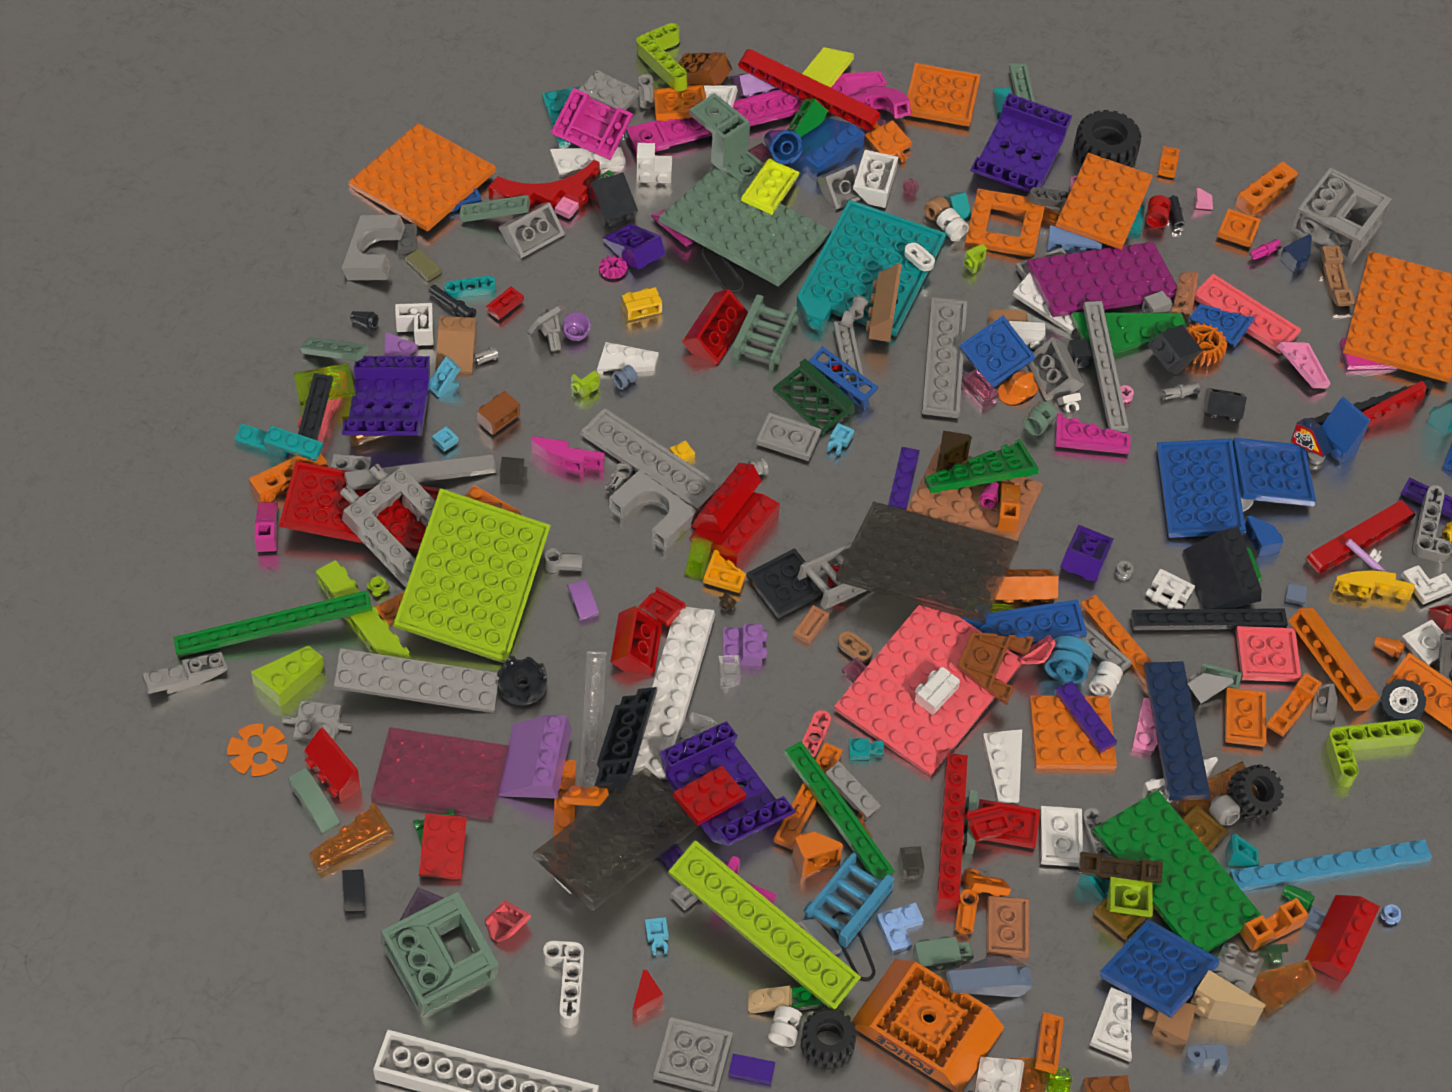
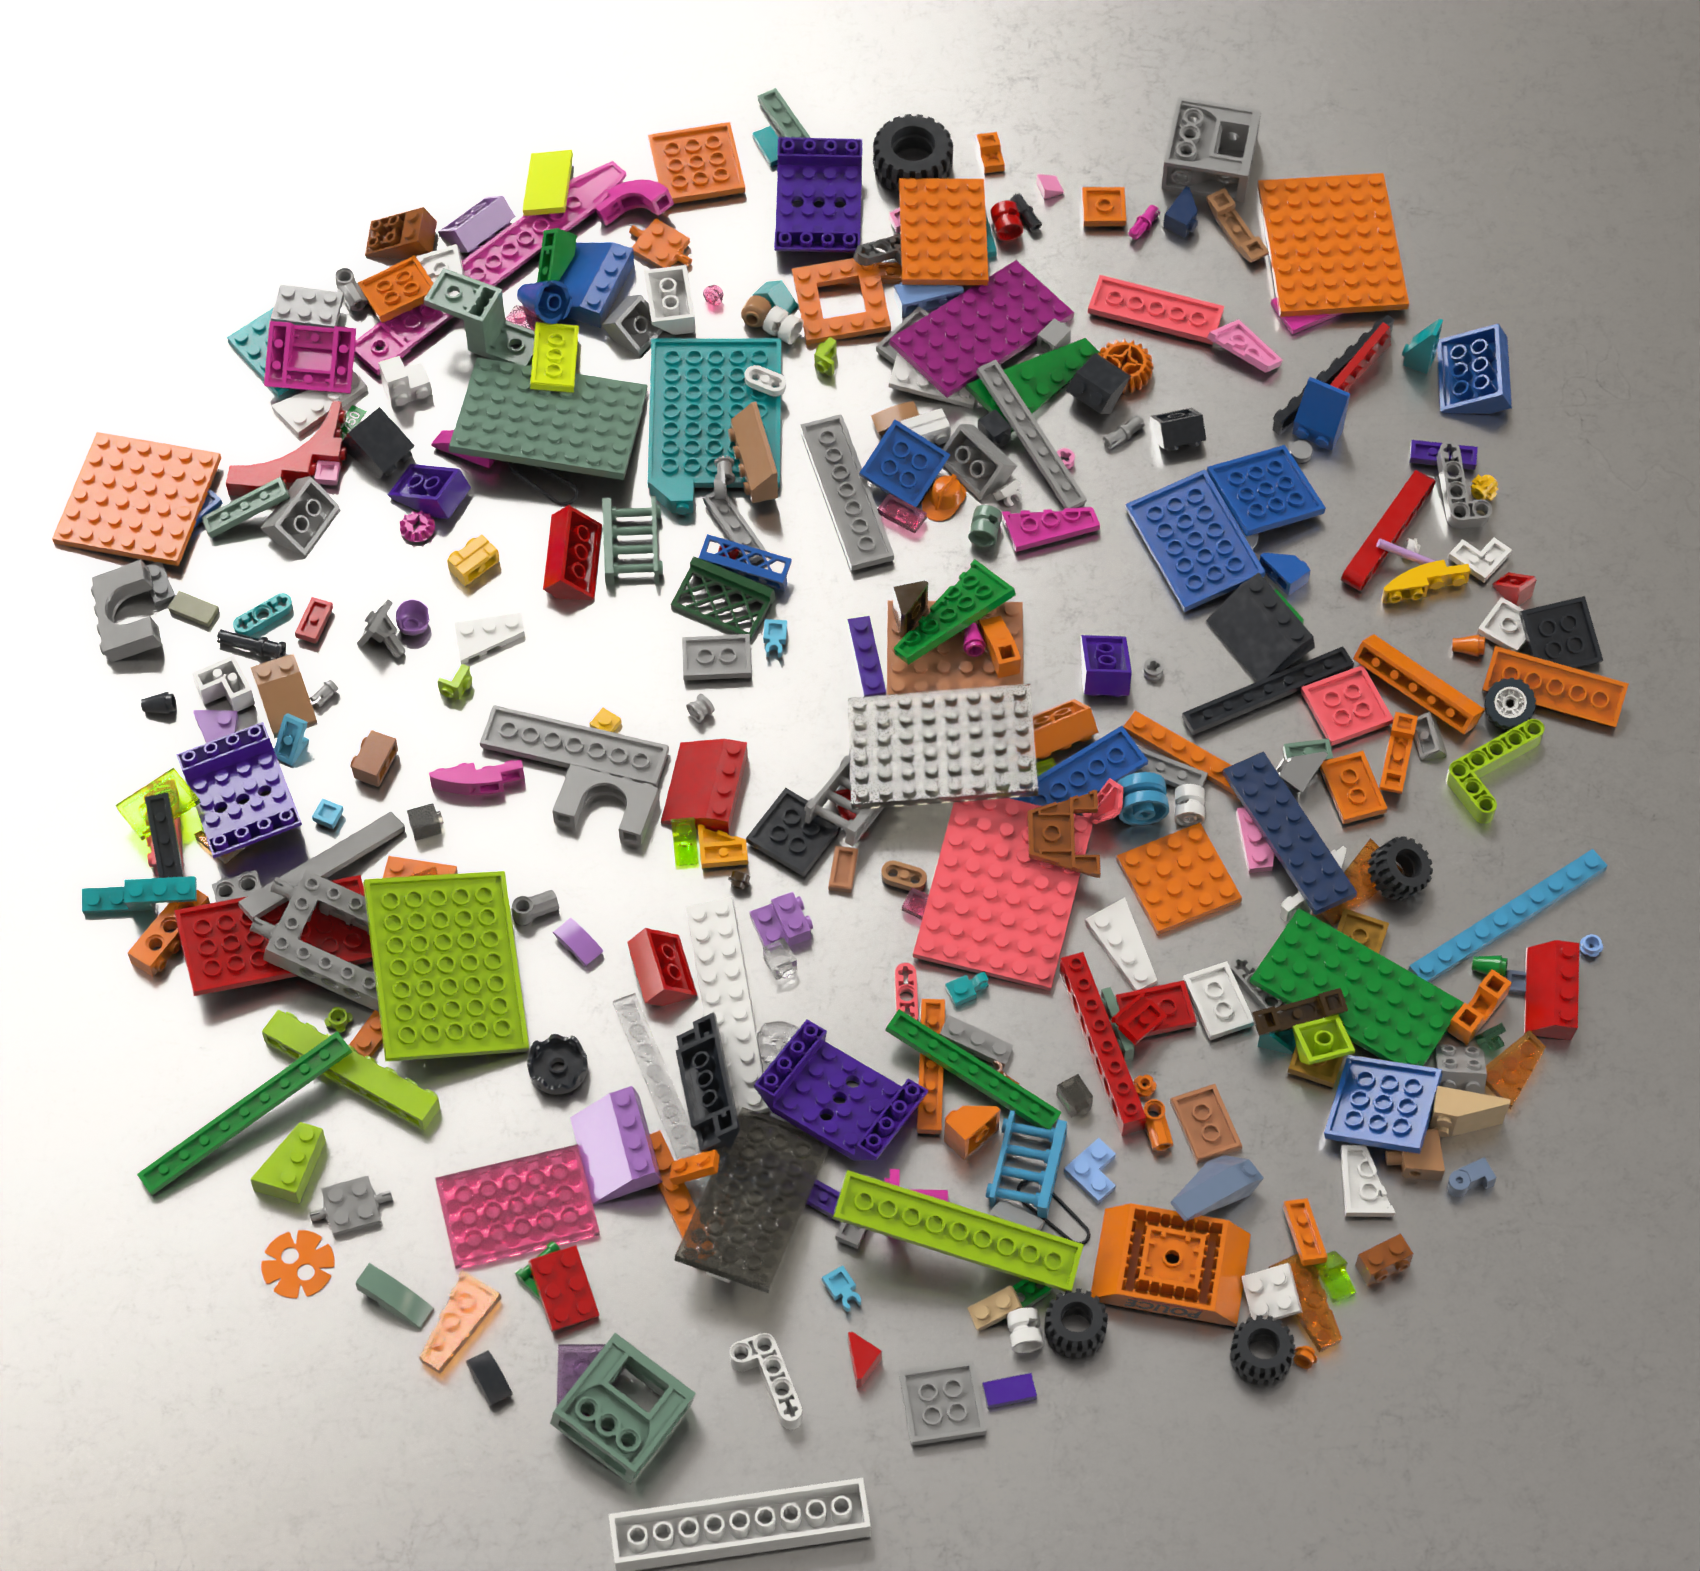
camera: 20 degrees left, 5 degrees up
(189, 674) = (174, 1212): light grey slope -> none
(266, 527) = (175, 1000): dark pink slope -> none
(332, 766) = (396, 1248): red slope -> none
(334, 349) = (146, 755): sand green plate -> none
(416, 680) = (441, 1113): light grey plate -> none
(505, 921) = (672, 1341): coral slope -> none
(618, 478) = (549, 782): light grey connector -> none
(625, 376) = (497, 657): sand blue wheel -> none
(651, 50) = (328, 232): lime beam -> none
(662, 606) = (671, 915): red plate -> none
(709, 795) = (828, 1111): red plate -> none
(728, 498) = (686, 759): red slope -> none
(808, 88) = (543, 217): red beam -> none
(936, 690) = (1019, 891): white brick -> none
(942, 953) = (1151, 1182): sand green brick -> none
(987, 884) = (1166, 1086): orange plate -> none
(1085, 717) = (1187, 856): dark purple plate -> none
(1171, 585) = (1212, 667): white plate -> none
(1185, 293) = (1079, 311): nougat plate -> none
(1224, 810) = (1376, 901): light grey head -> none
(1231, 324) = (1143, 329): blue wing -> none
(1241, 853) = (1412, 942): teal slope -> none
(1266, 189) = (1114, 146): orange brick -> none
(1296, 594) = (1347, 624): sand blue tile -> none
(1311, 437) = (1290, 434): slope -> none

